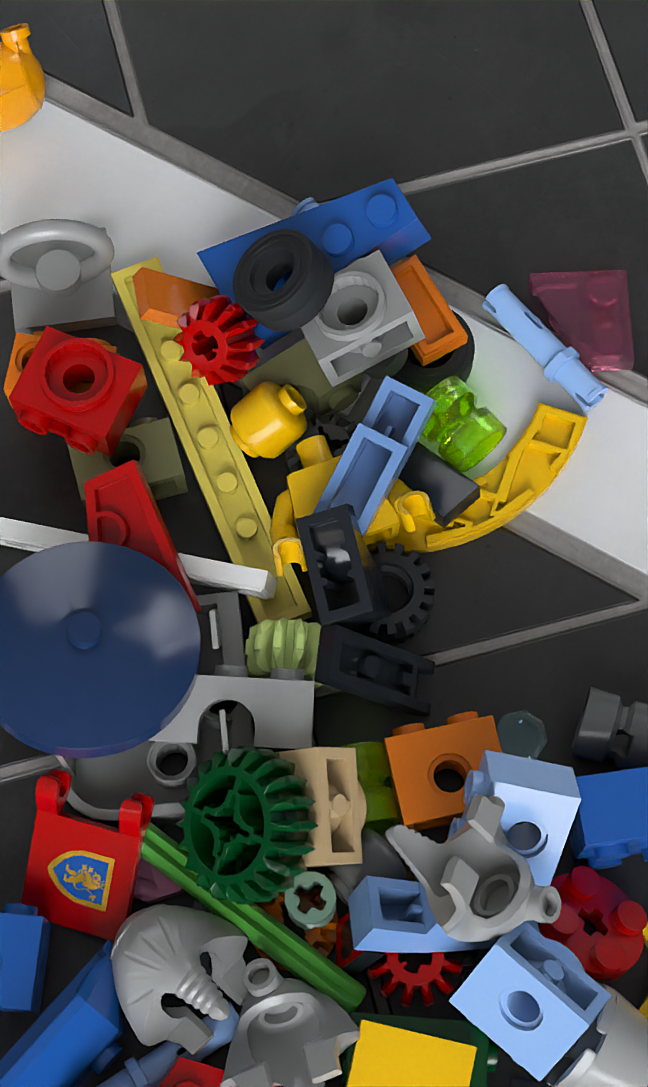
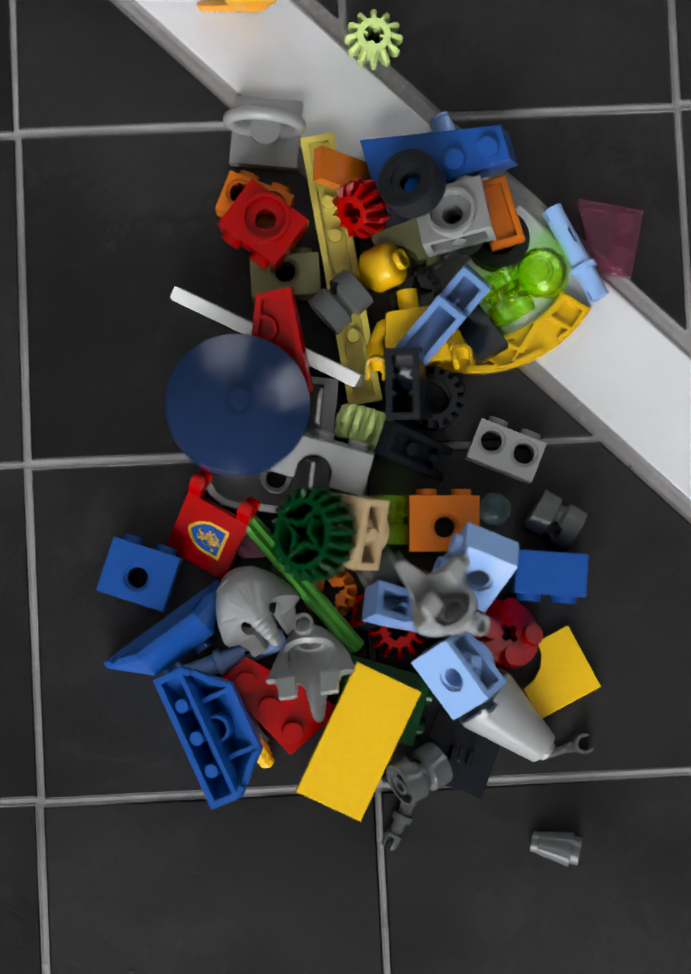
camera: 10 degrees right, 15 degrees up
(188, 127) = (376, 28): none -> yellowish green gear
(212, 482) = (340, 301): none -> dark grey wheel
(307, 883) = (342, 594): sand green bush -> none
(507, 382) = (543, 273): none -> clear neon green hair
(513, 659) = (503, 458): none -> light grey brick

